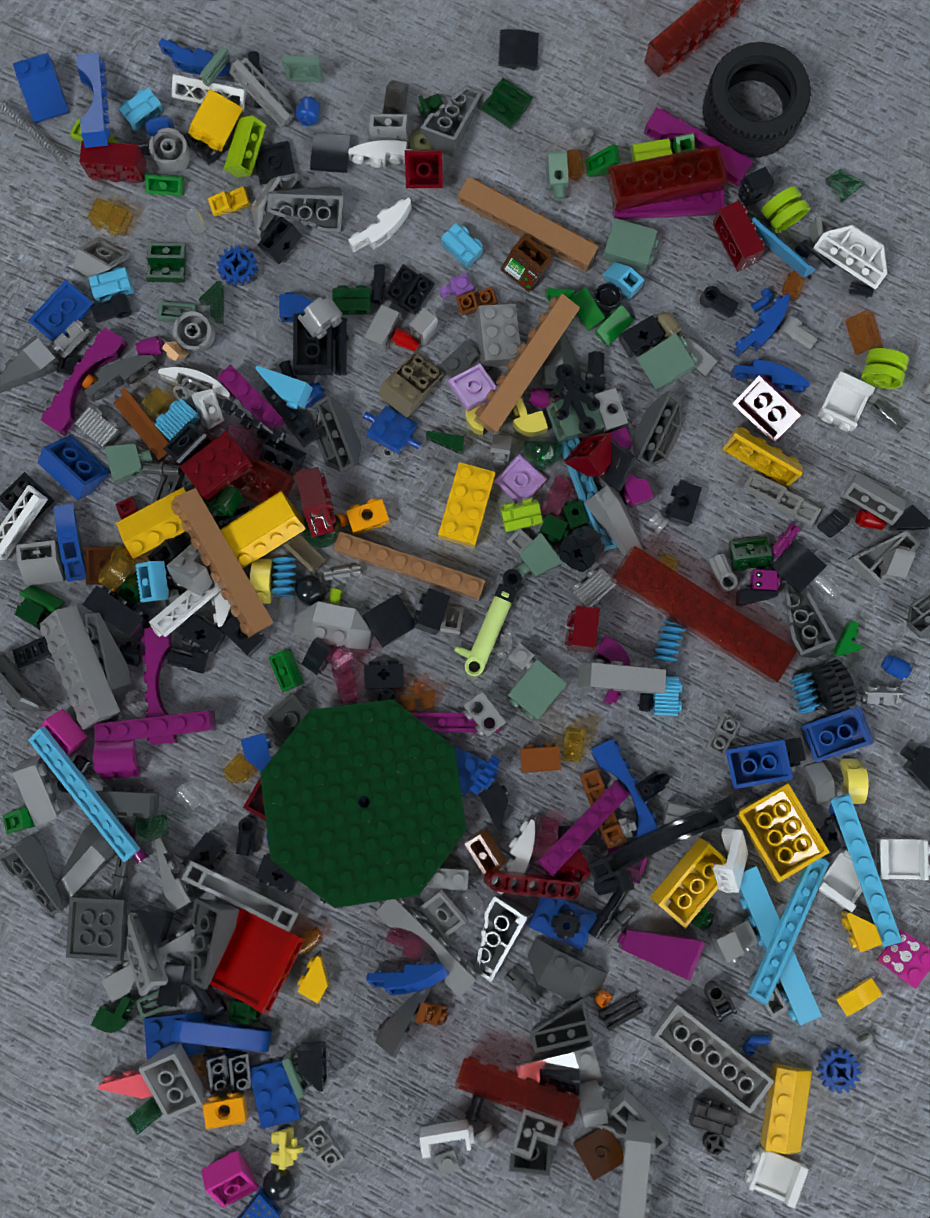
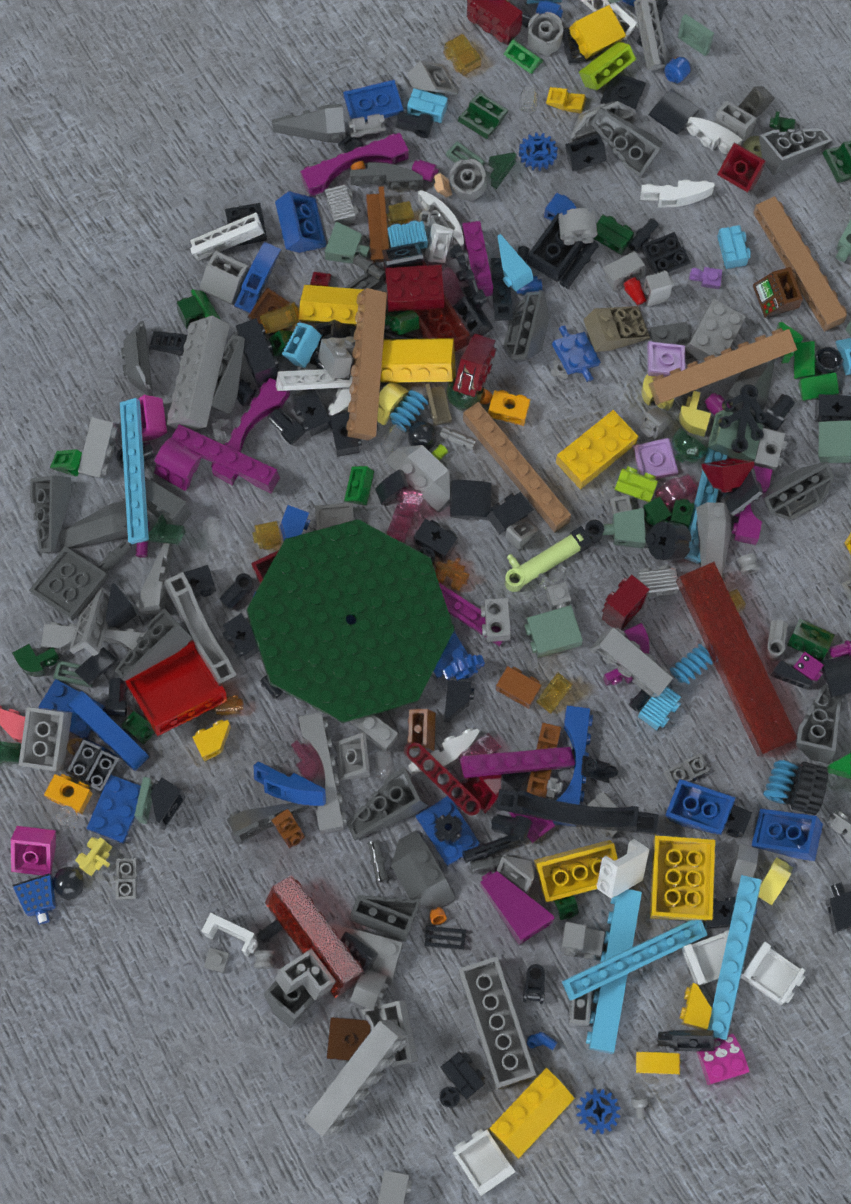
camera: 35 degrees right, 10 degrees down
(449, 441) = (616, 390): dark green slope -> none
(470, 301) = (707, 293): dark orange slope -> none
(645, 919) = (517, 871): none -> light grey slope
(690, 494) = (774, 572): black brick -> none
(870, 963) = (687, 1040): none -> black hinge

